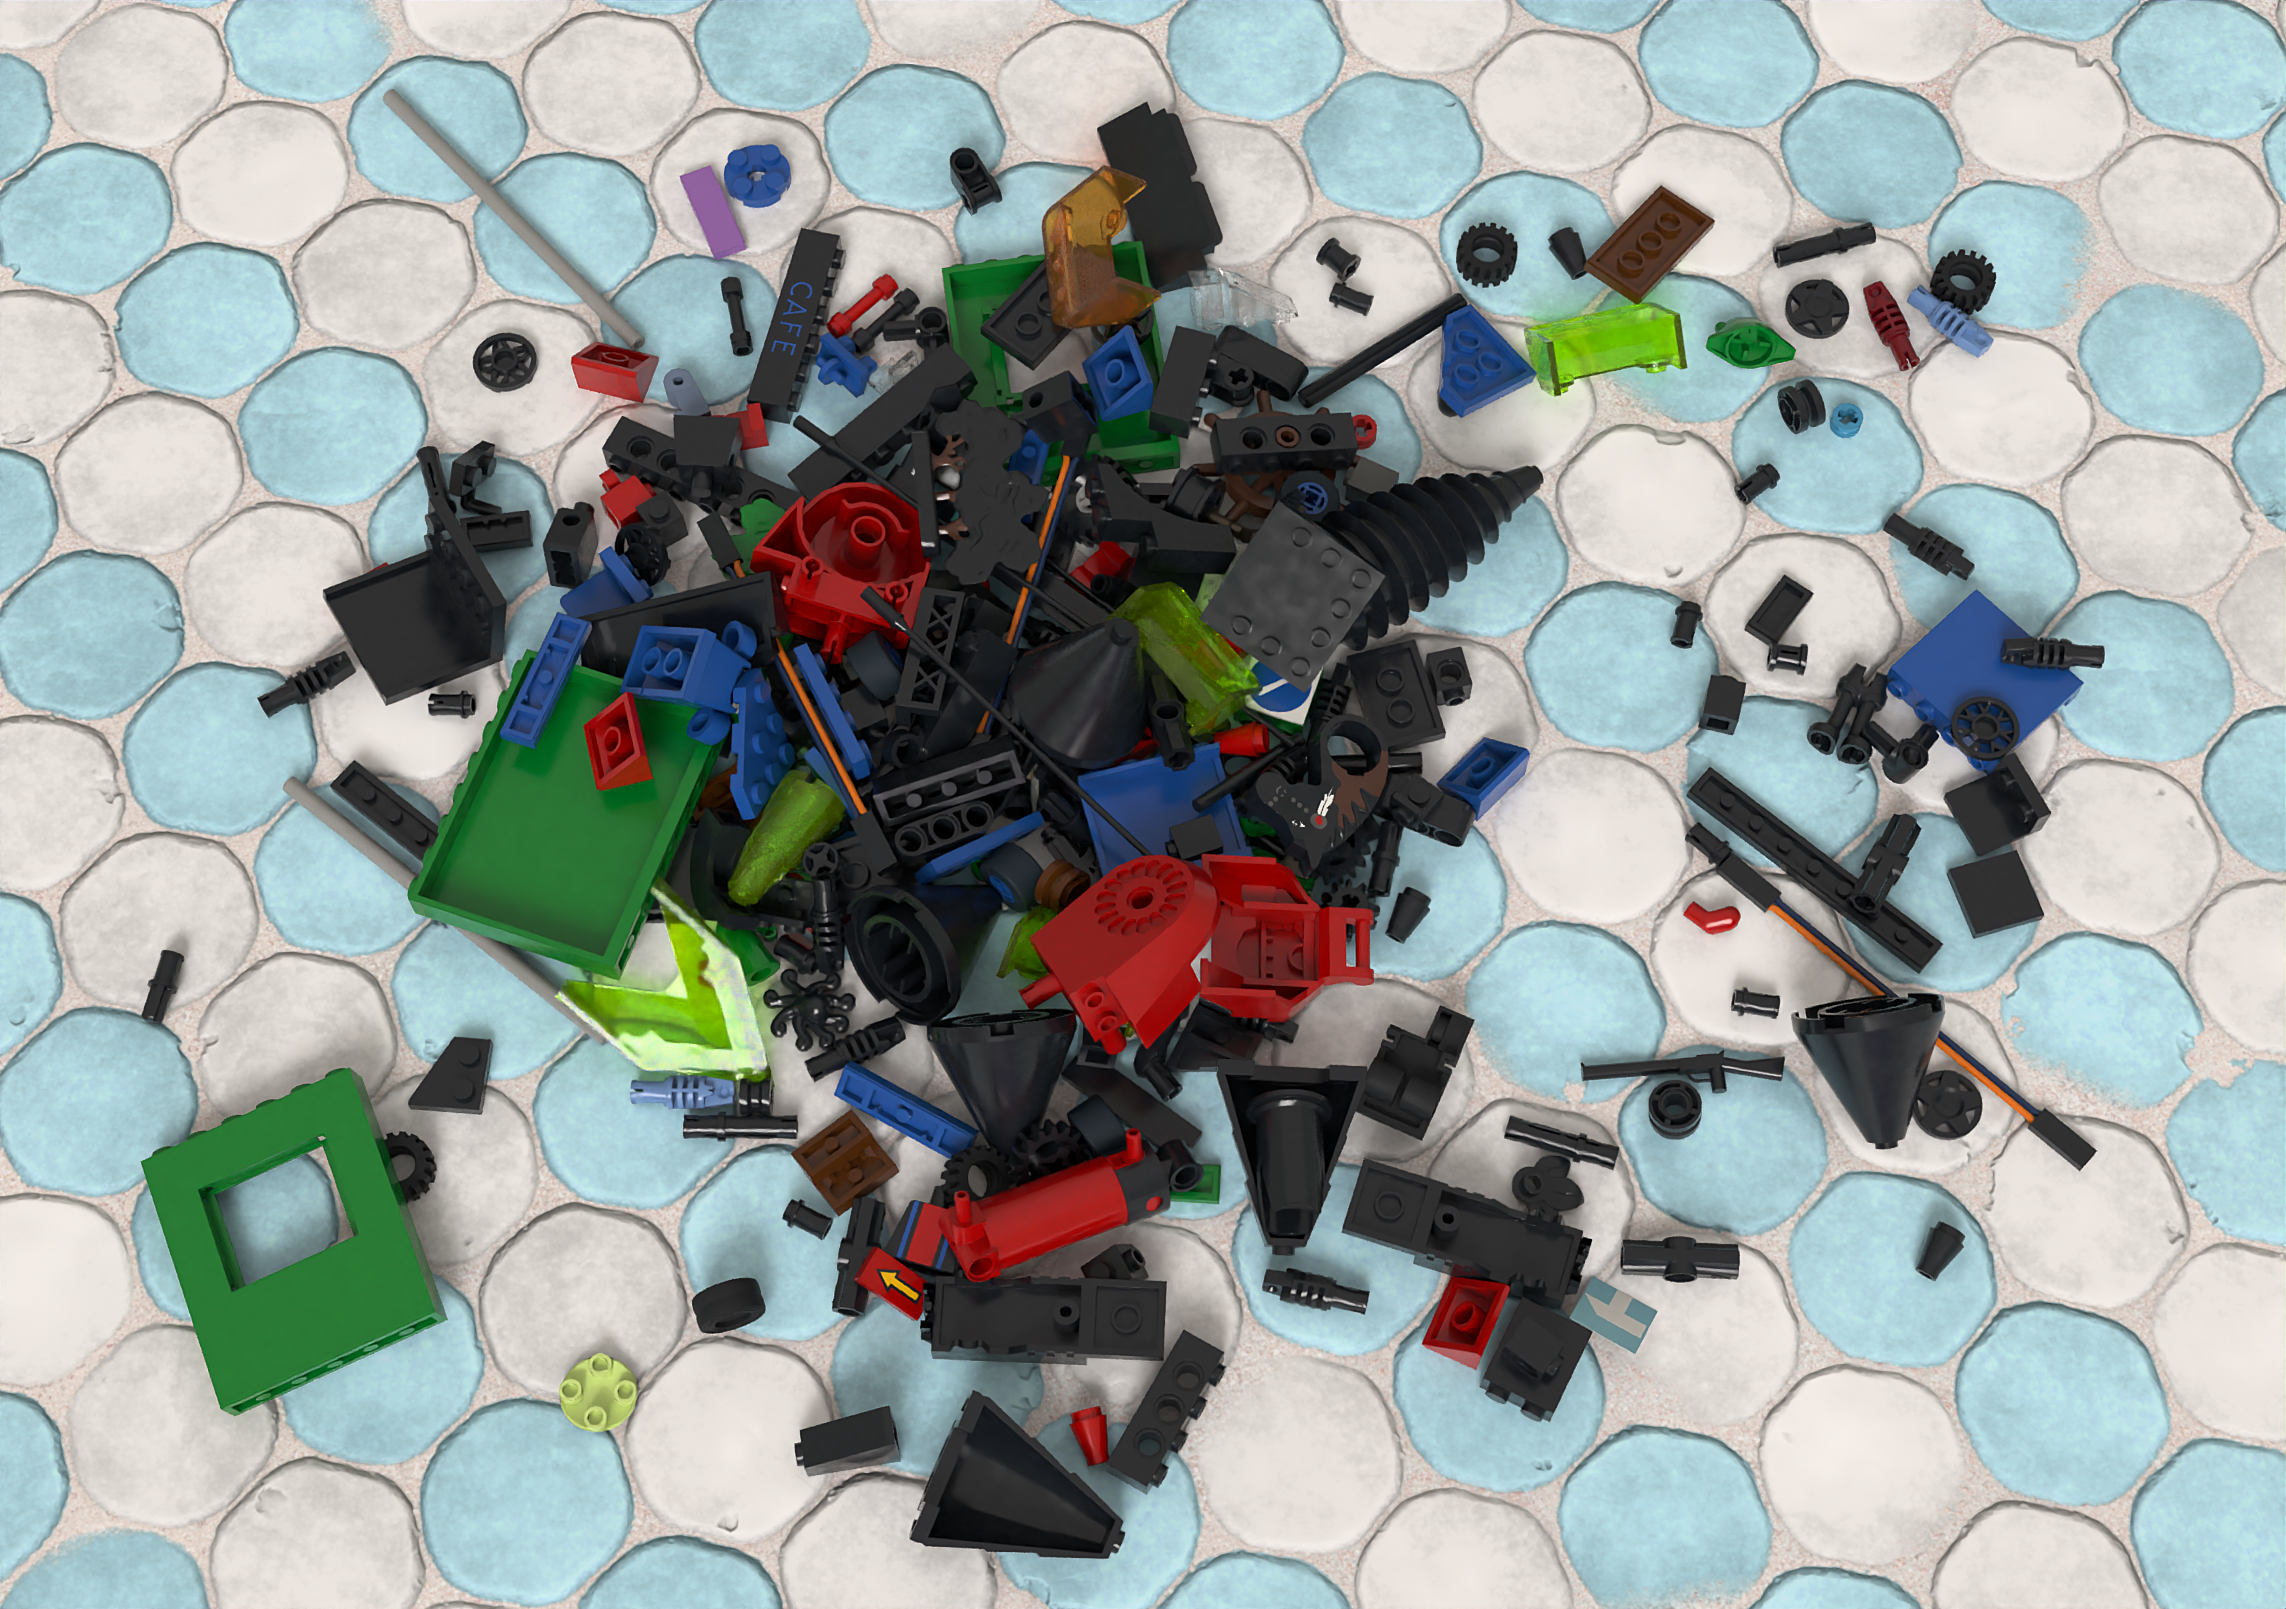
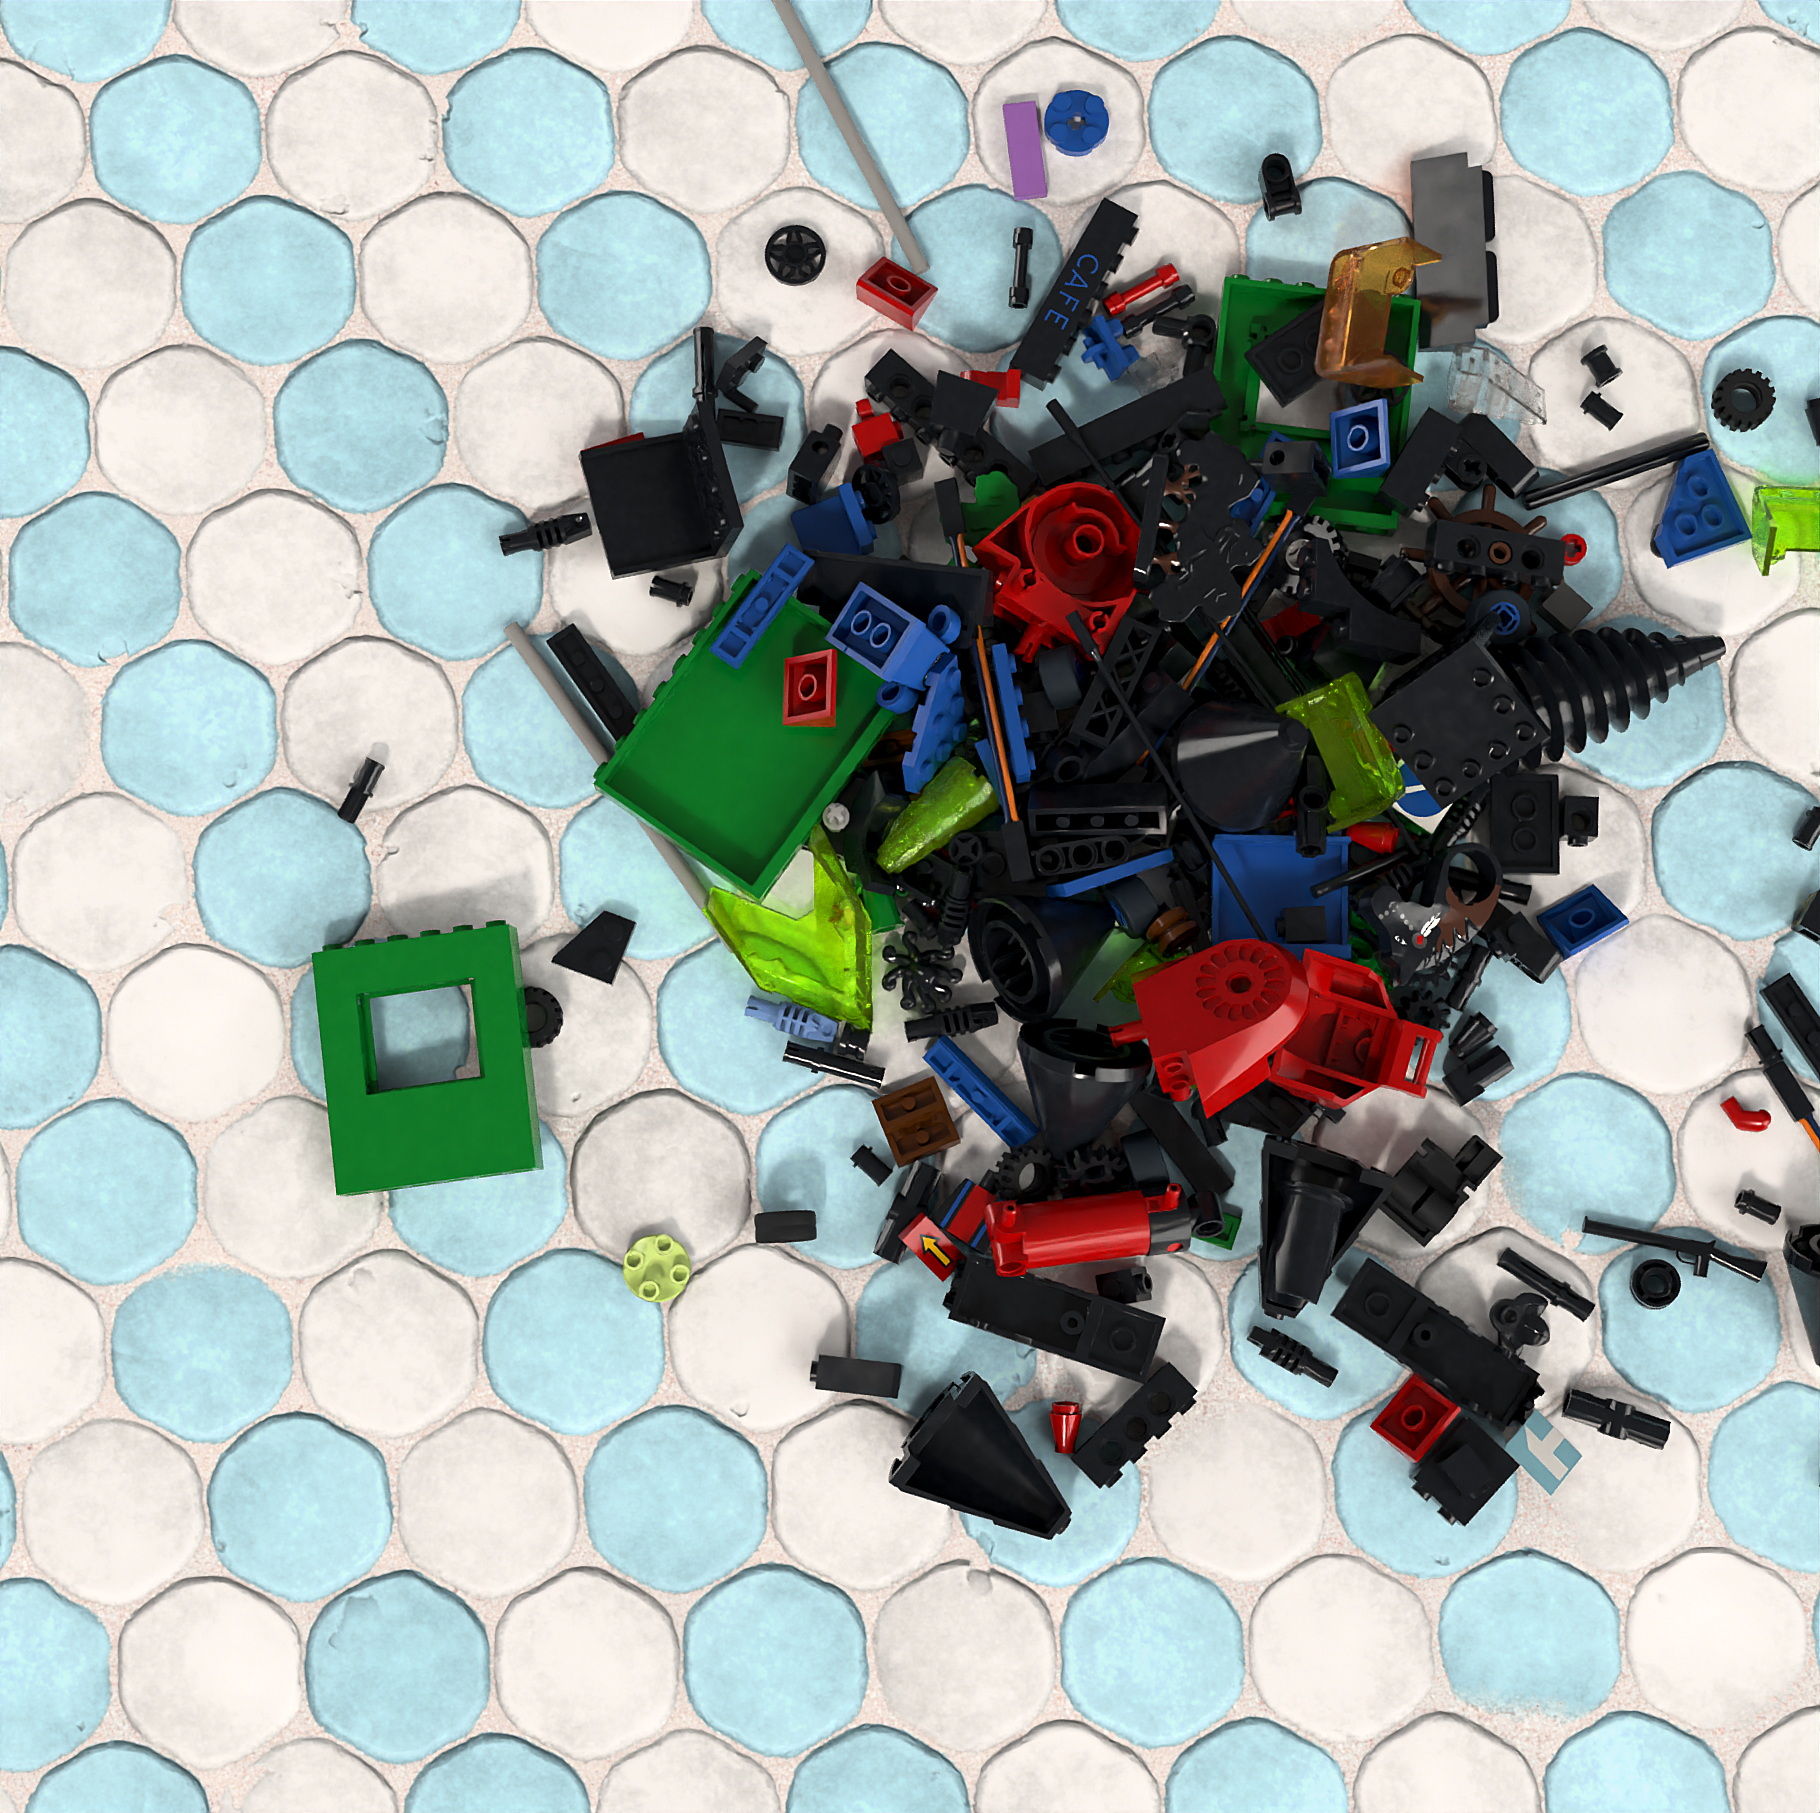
camera: 15 degrees right, 15 degrees up
(675, 865) = (835, 817): none -> light grey axle
(685, 394) = (954, 339): sand blue leg -> none
(1419, 958) = (1471, 1079): none -> black piece

